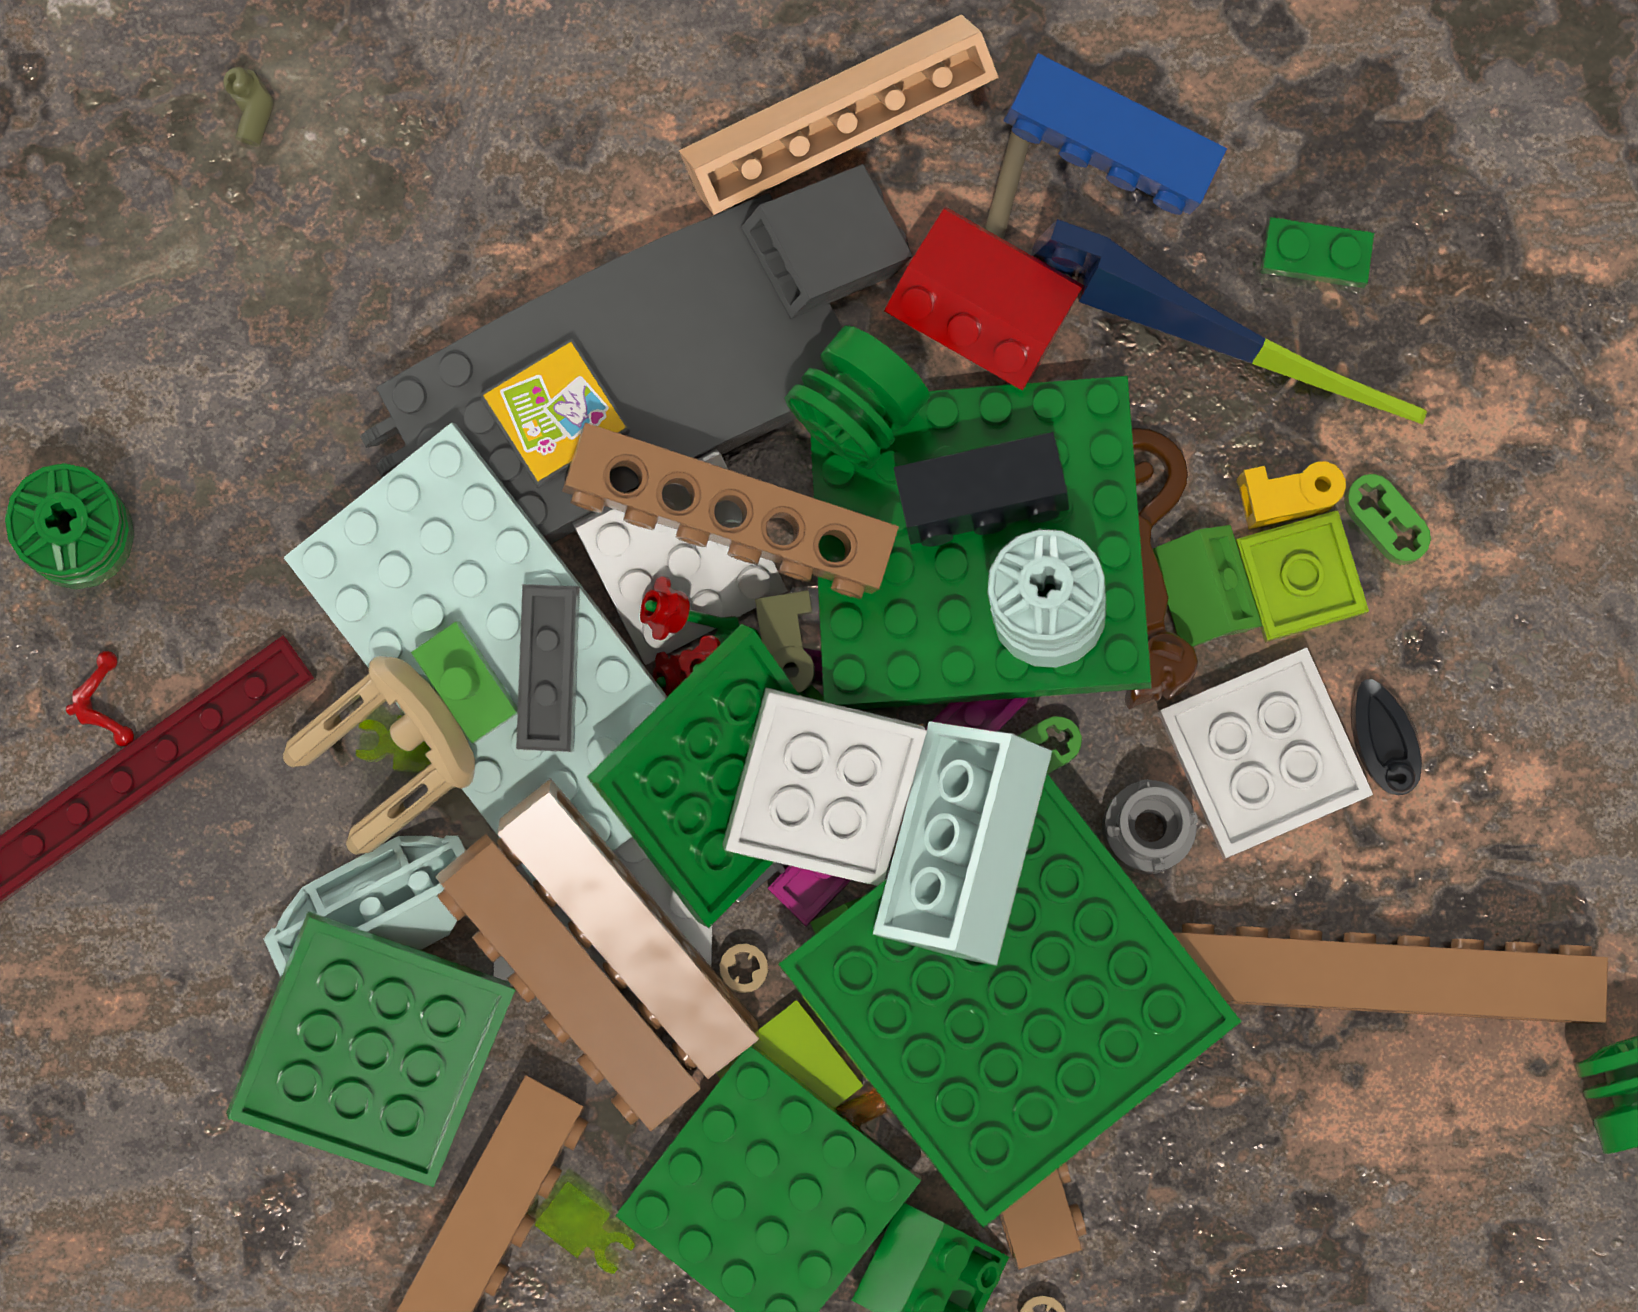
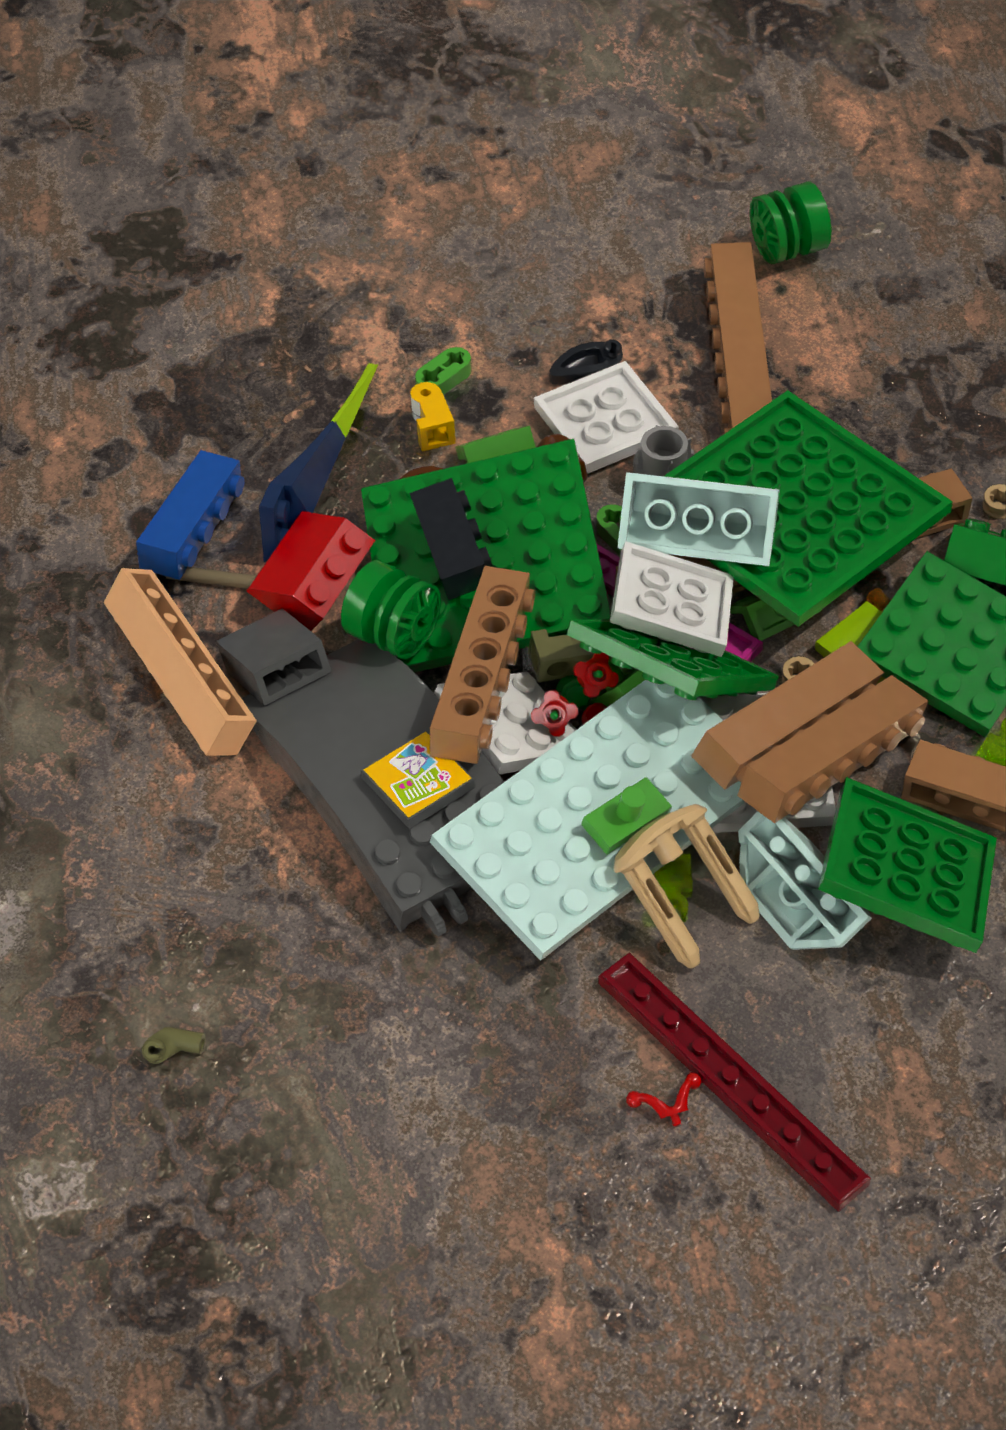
camera: 85 degrees left, 30 degrees down
(98, 535) = (531, 1118): green wheel -> none
(548, 667) = (609, 761): dark grey tile -> none
(1055, 627) = (527, 478): light aqua wheel -> none
(1302, 576) = (485, 409): lime tile -> none
(1317, 252) = (266, 419): green plate -> none

